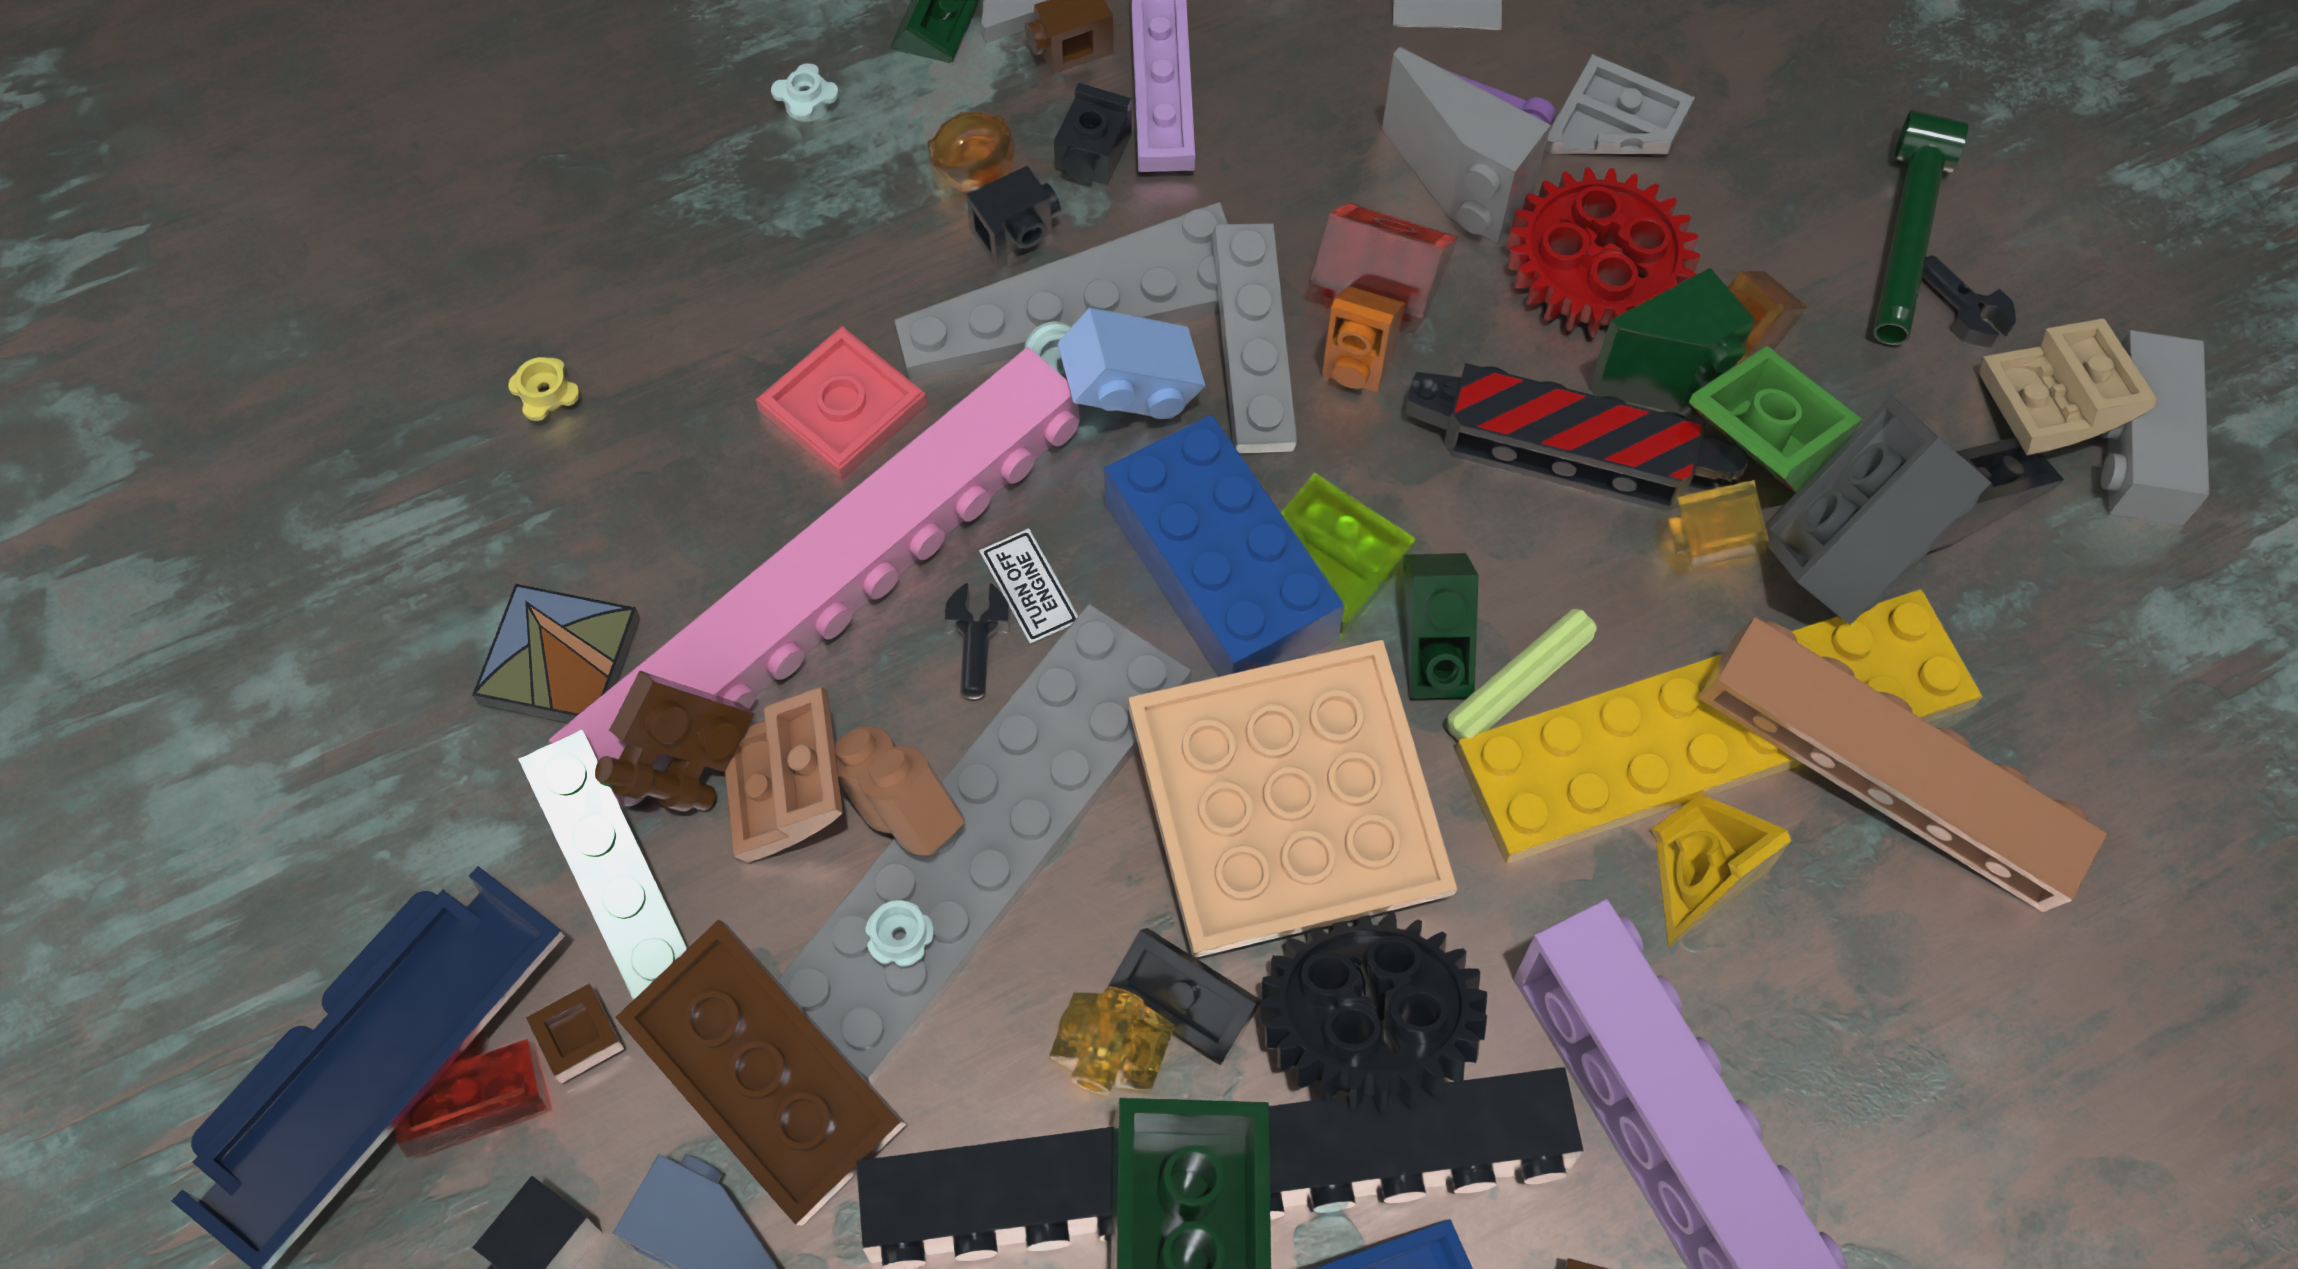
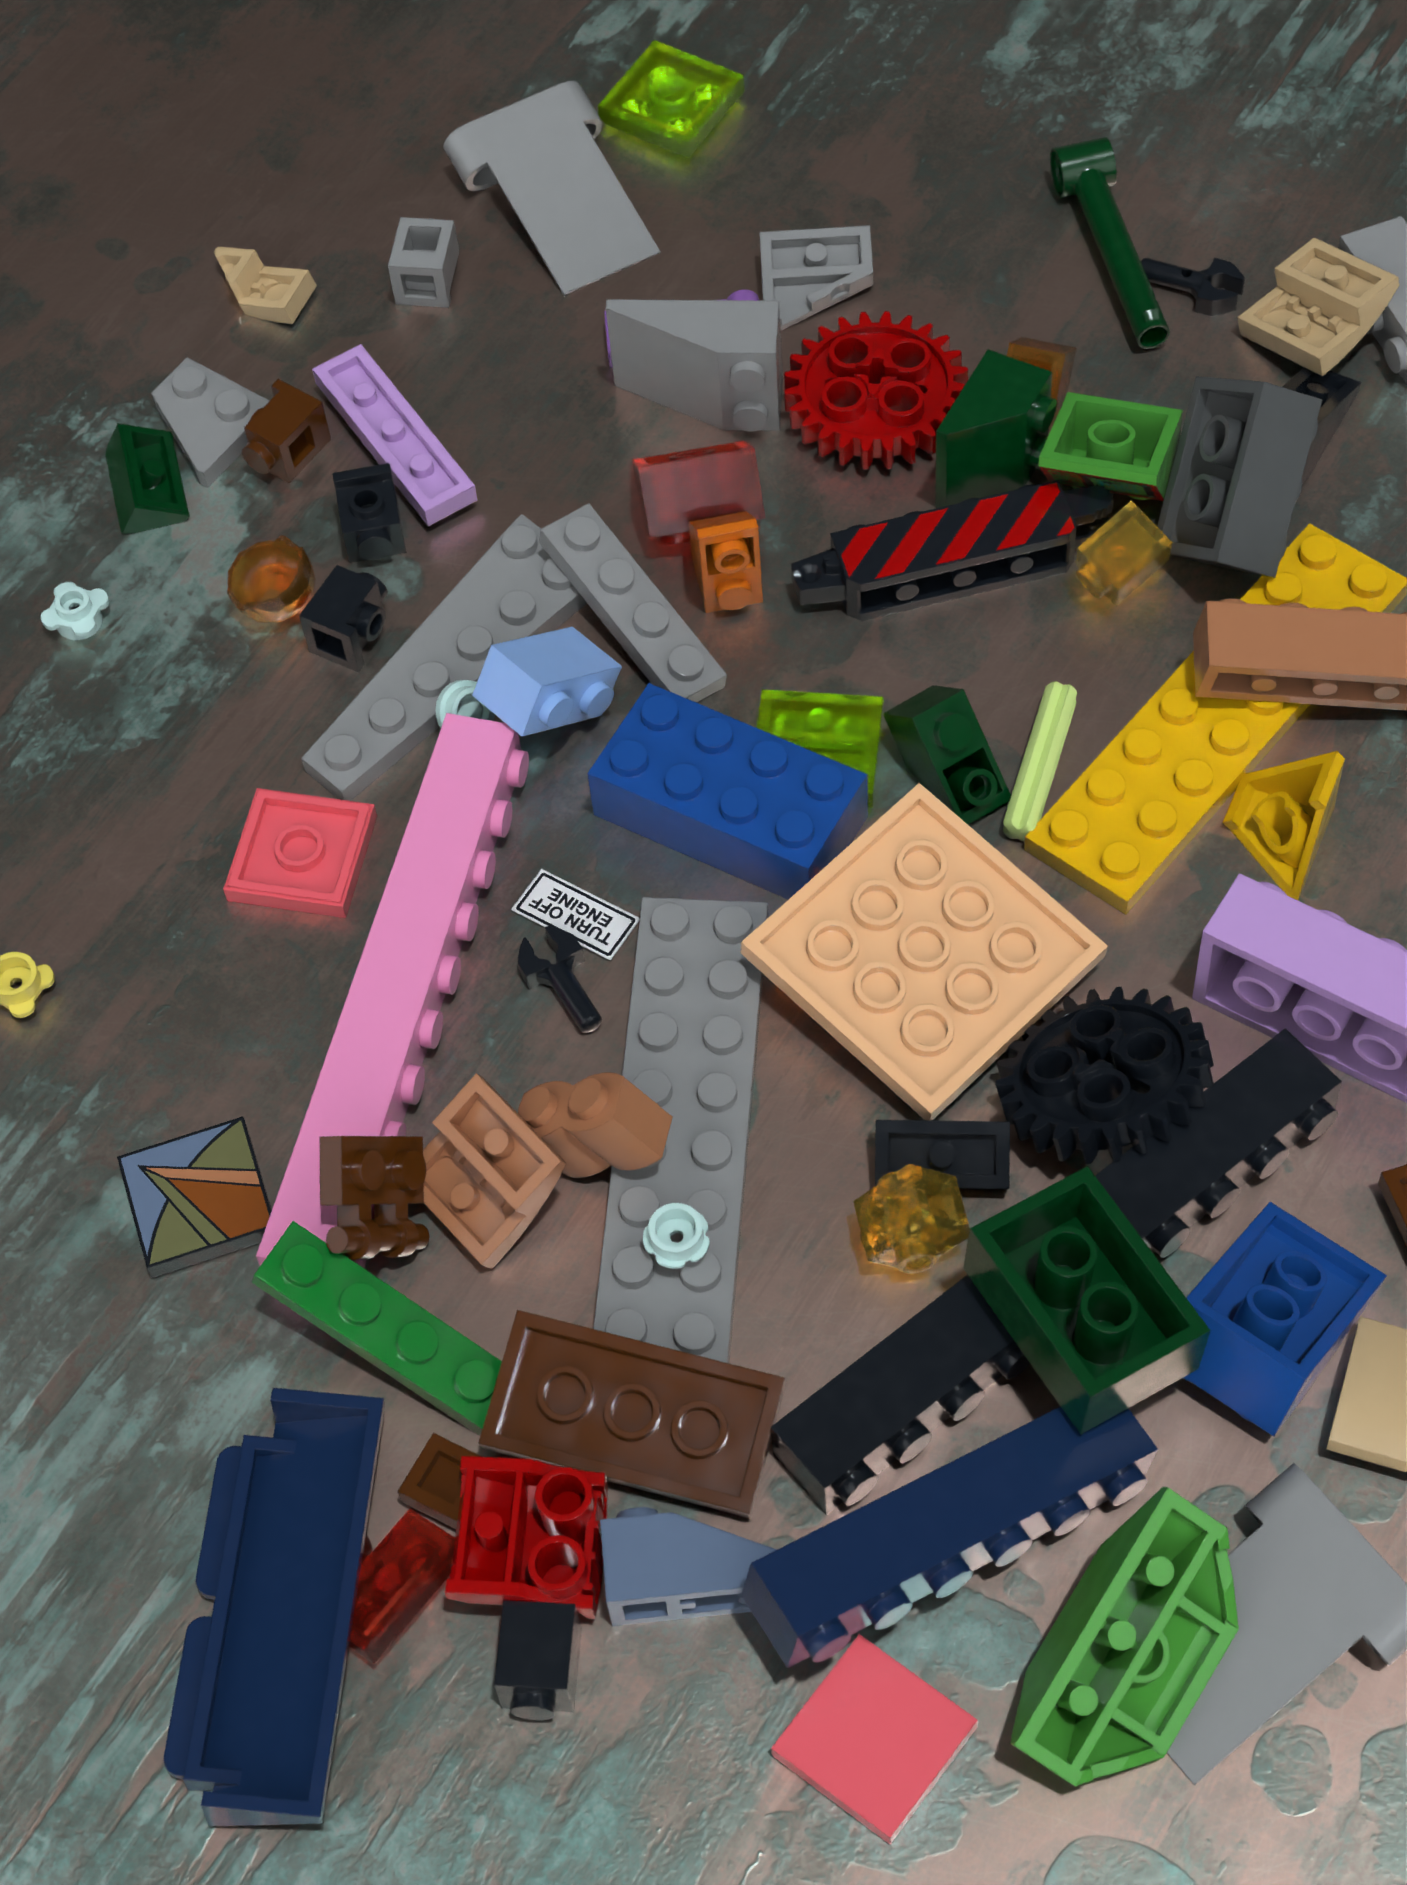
camera: 25 degrees left, 5 degrees down
(597, 1129) = (528, 1534): none -> red slope

